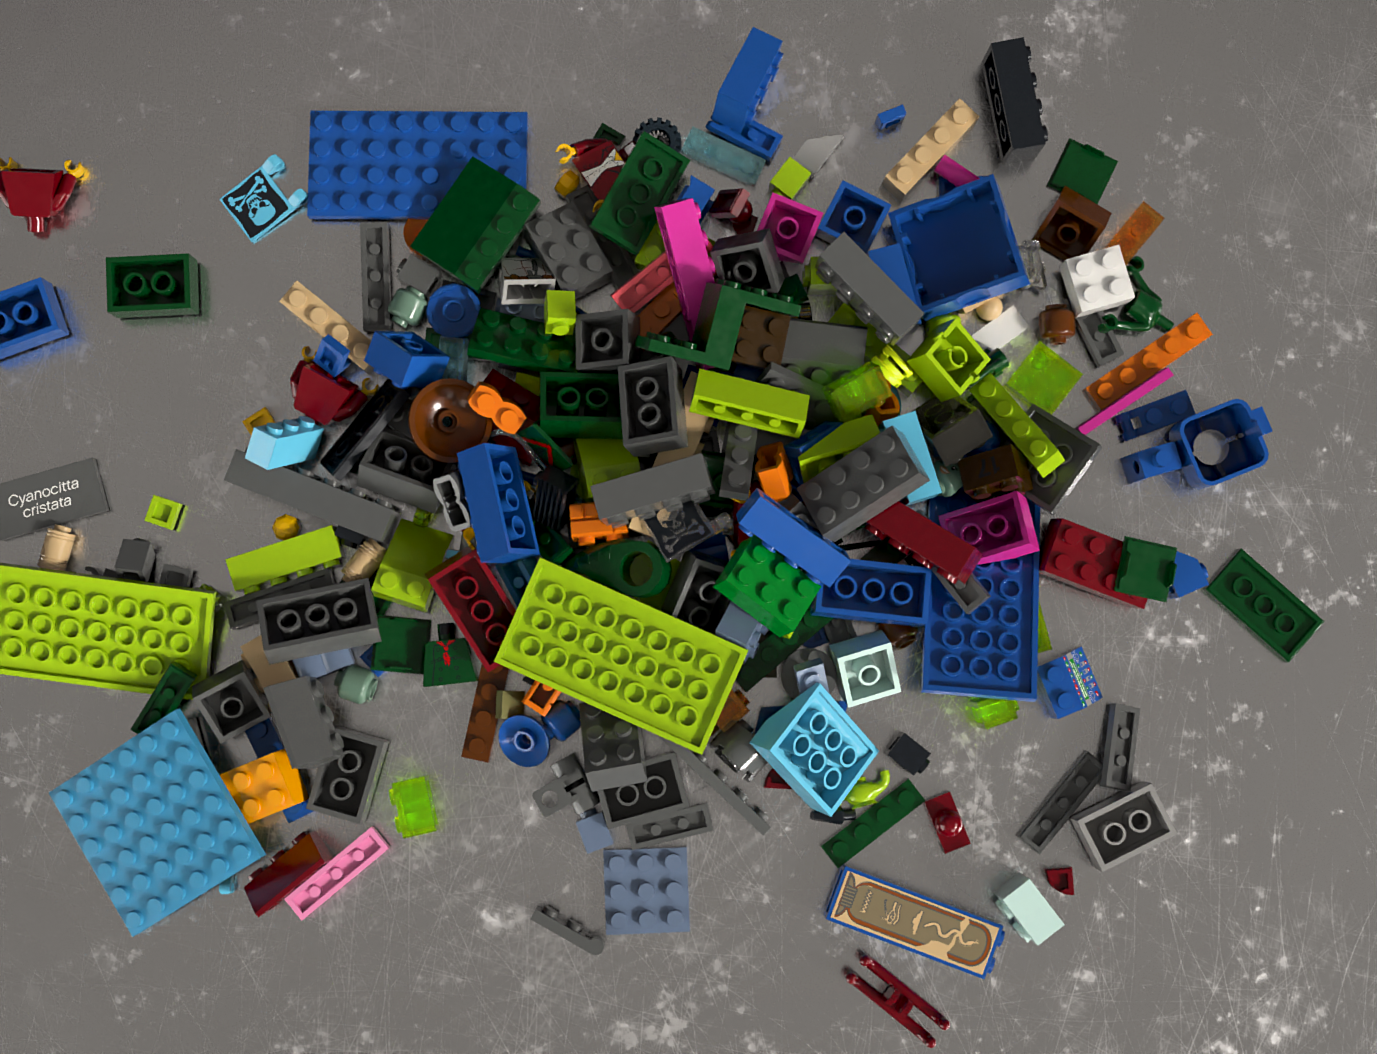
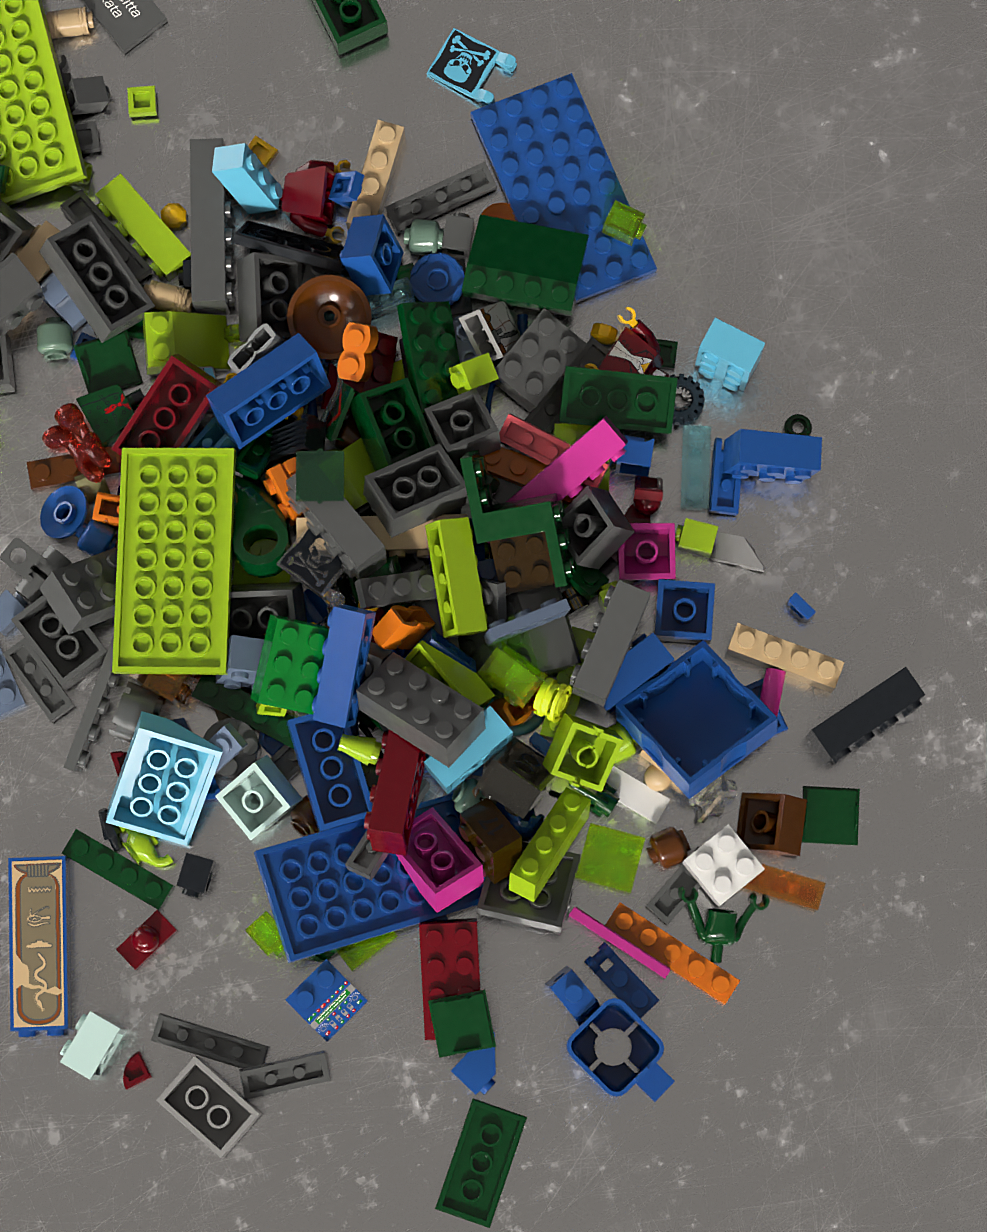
camera: 75 degrees right, 5 degrees down
(475, 120) = (624, 223): none -> clear neon green brick
(483, 696) = (89, 454): none -> clear red piece
(609, 485) = (319, 476): none -> clear green piece
(640, 77) = (729, 355): none -> medium azure brick
(726, 43) = (800, 420): none -> dark green plate
(814, 358) = (526, 620): none -> sand blue plate
(869, 555) = (361, 748): none -> lime cone
(918, 397) = (539, 743): none -> blue tile

